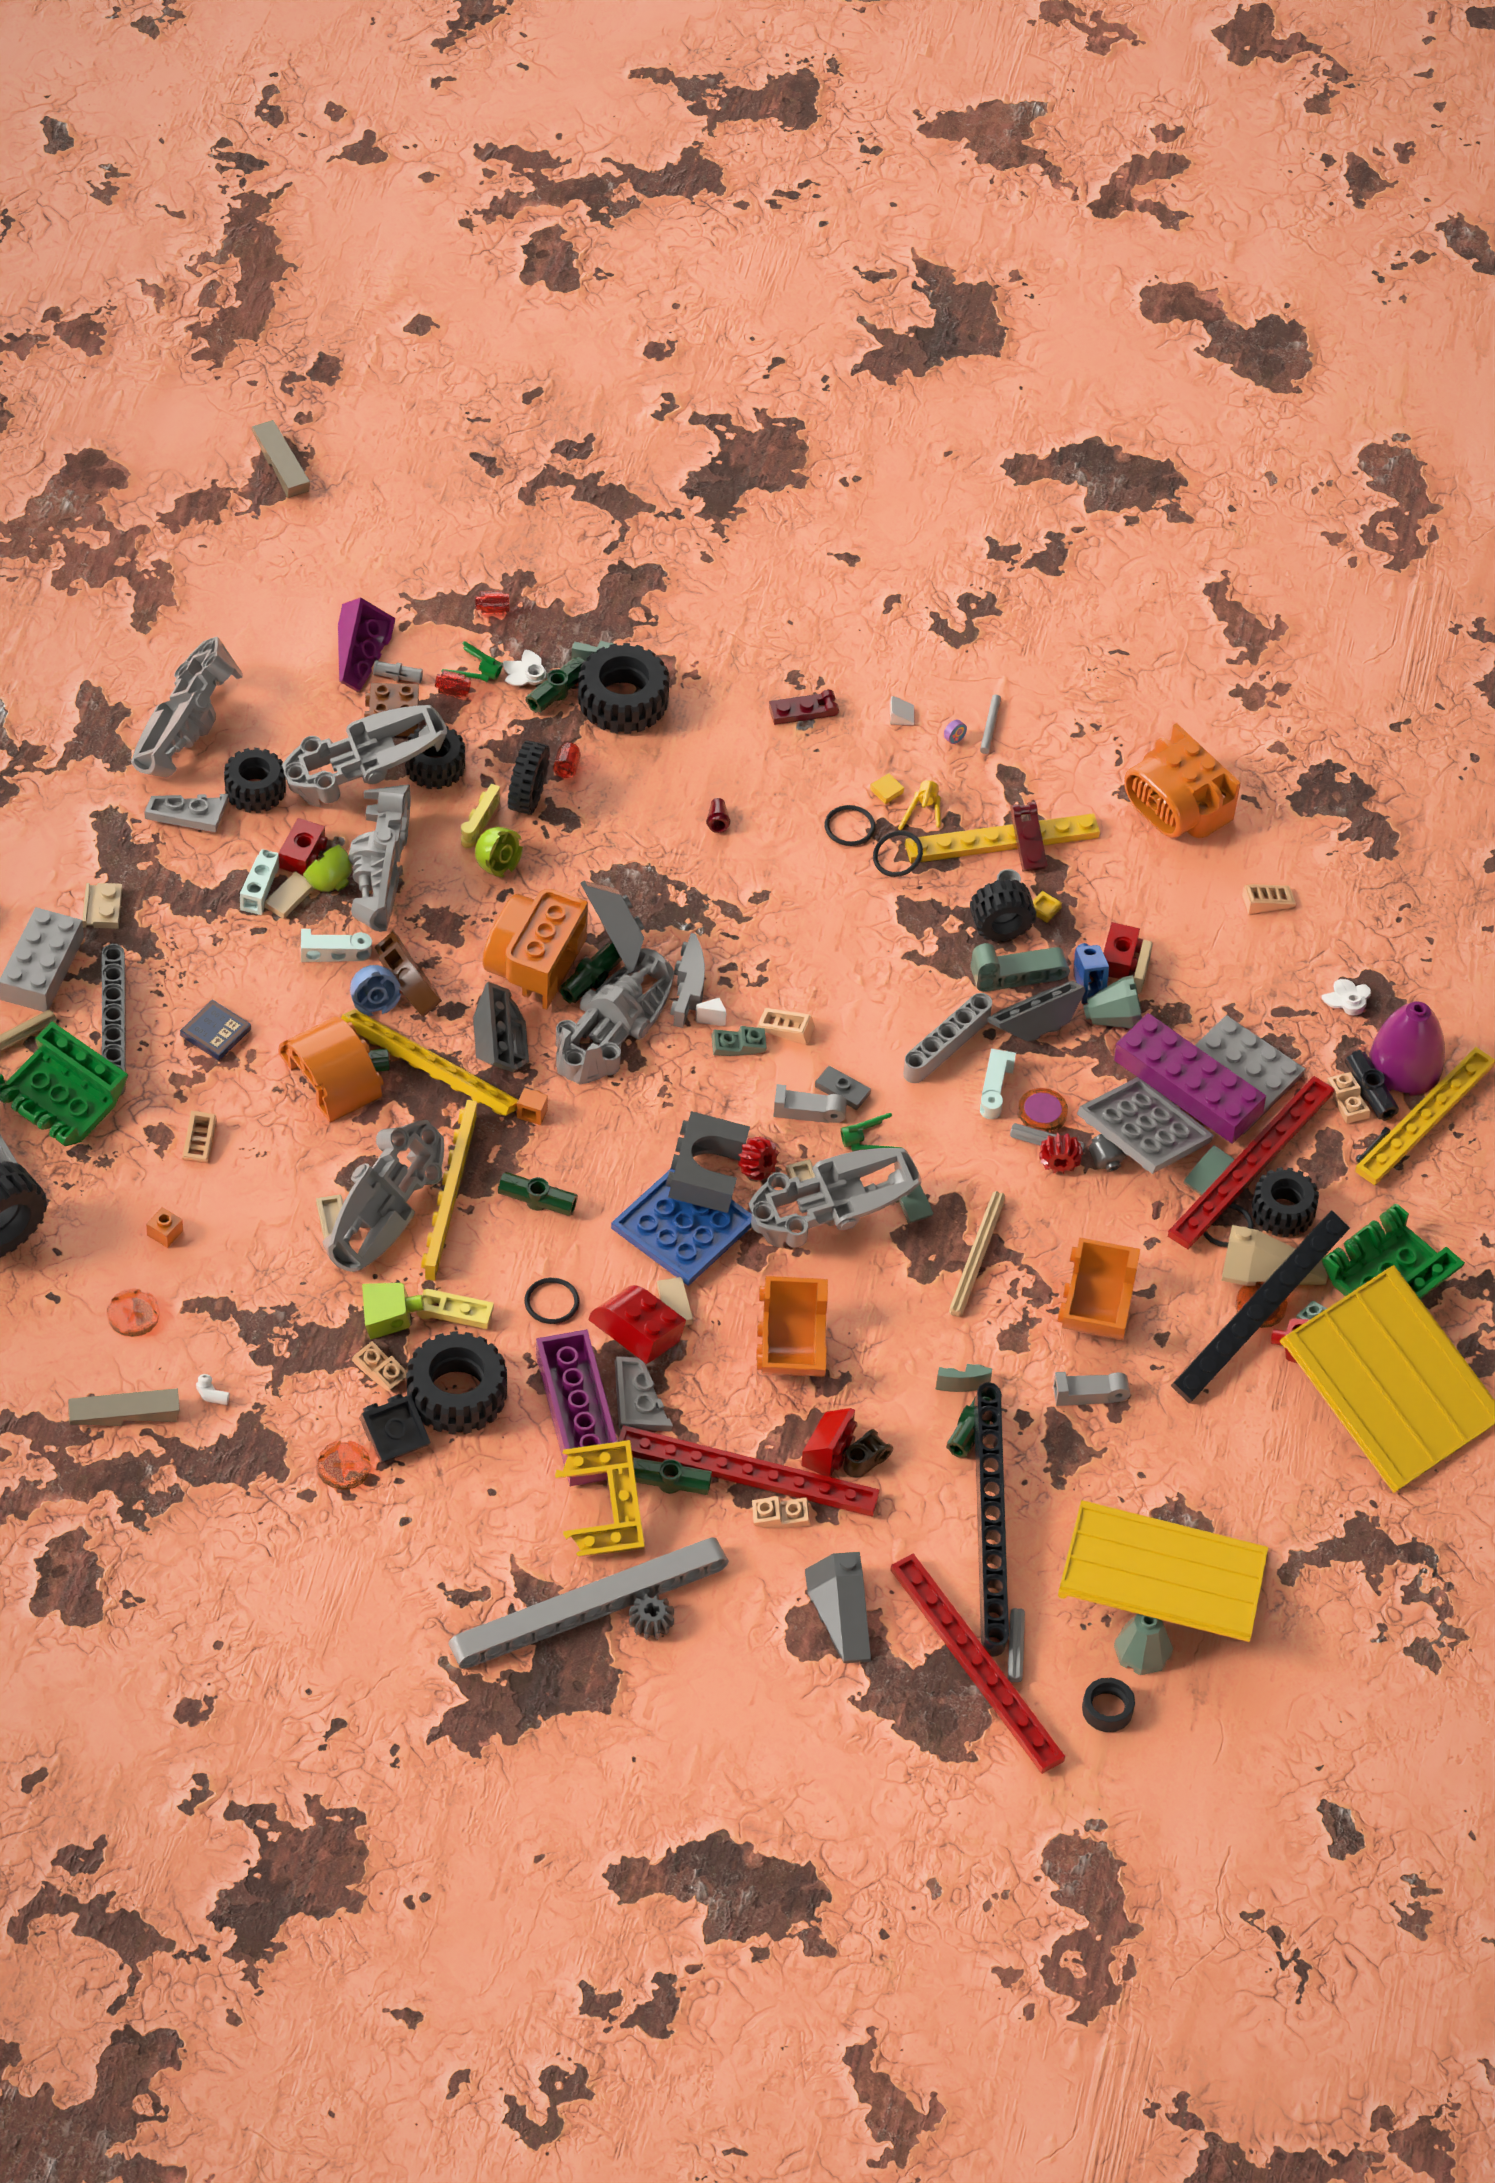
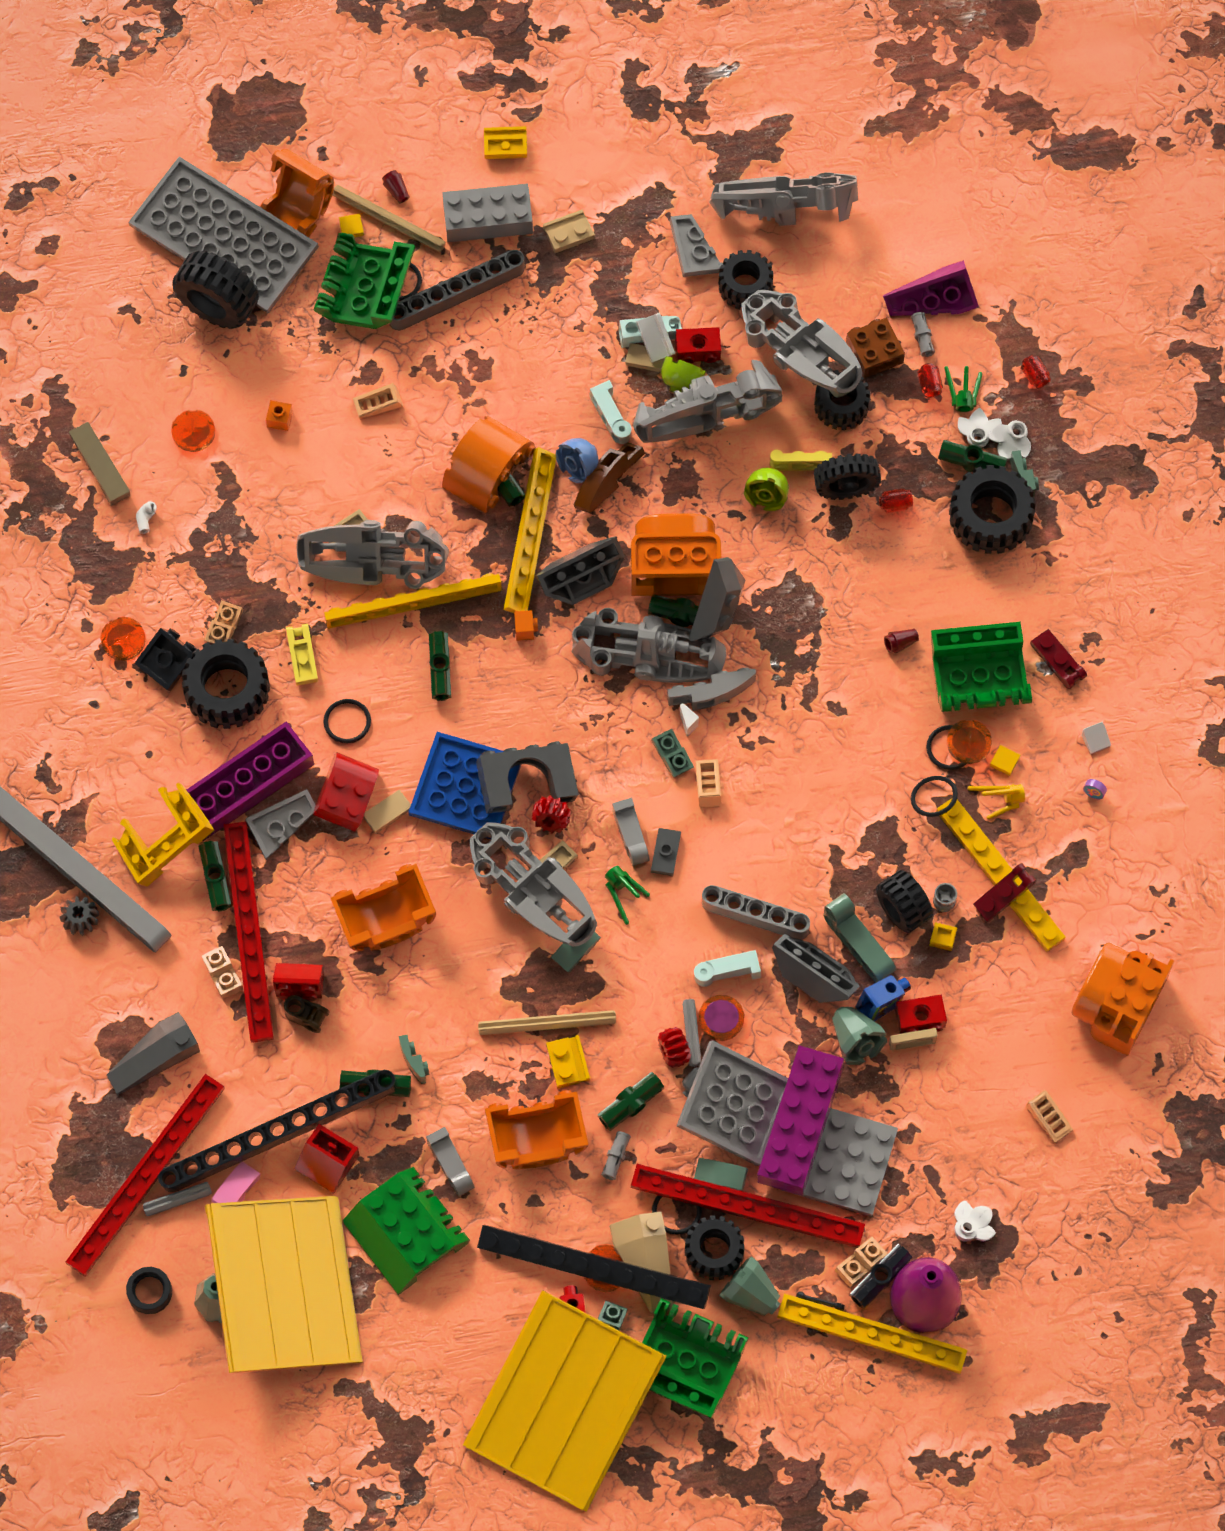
camera: 70 degrees right, 15 degrees up
(215, 1030) = (487, 366): tile -> none
(280, 867) = (655, 337): none -> white panel
(281, 459) = (1103, 146): slope -> none
(388, 1308) = (274, 604): lime torso -> none
(551, 649) = (1010, 442): none -> white plate
(785, 765) = (979, 666): none -> green slope
(854, 805) = (969, 741): none -> clear orange tile
(990, 724) = (1123, 815): light grey bar -> none
(1027, 1252) = (567, 1061): none -> yellow plate
(1031, 1585) = (236, 1184): none -> bright pink slope
(1038, 1489) = (326, 1158): none -> red slope
(1096, 1211) = (630, 1101): none -> dark green piece
(1148, 1249) = (616, 1155): none -> light grey pin
(1148, 1456) = (403, 1229): none -> green slope
(1340, 1188) = (751, 1289): none -> sand green cone

